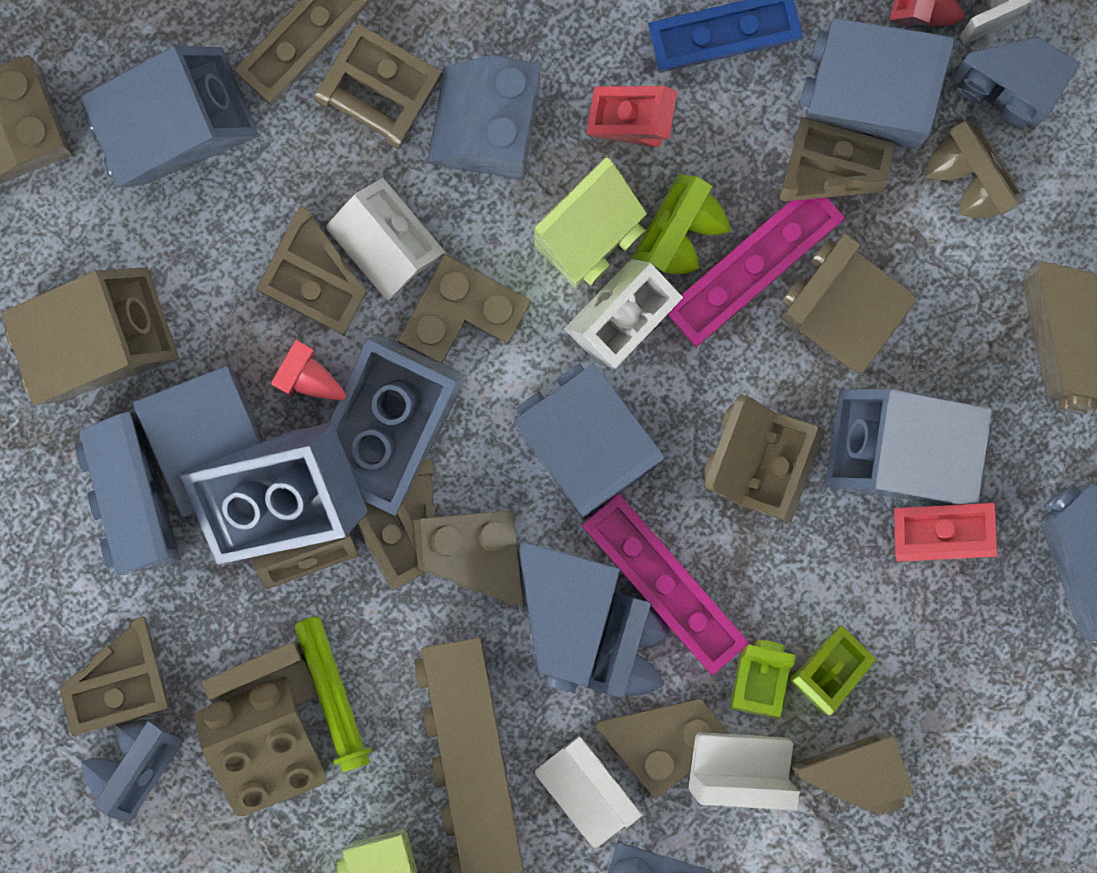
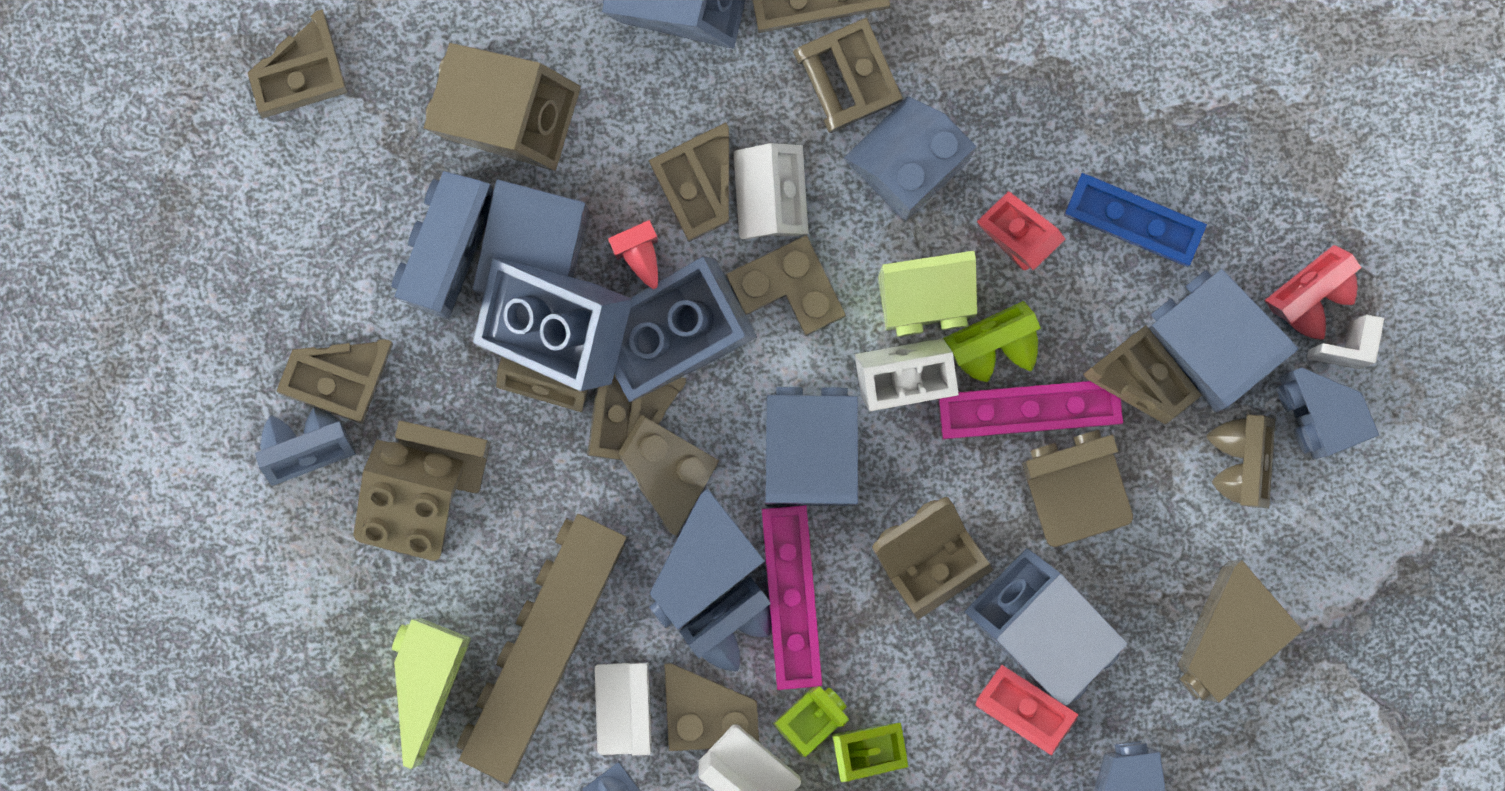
camera: 40 degrees right, 0 degrees up
(331, 695) = (487, 500): lime axle -> none

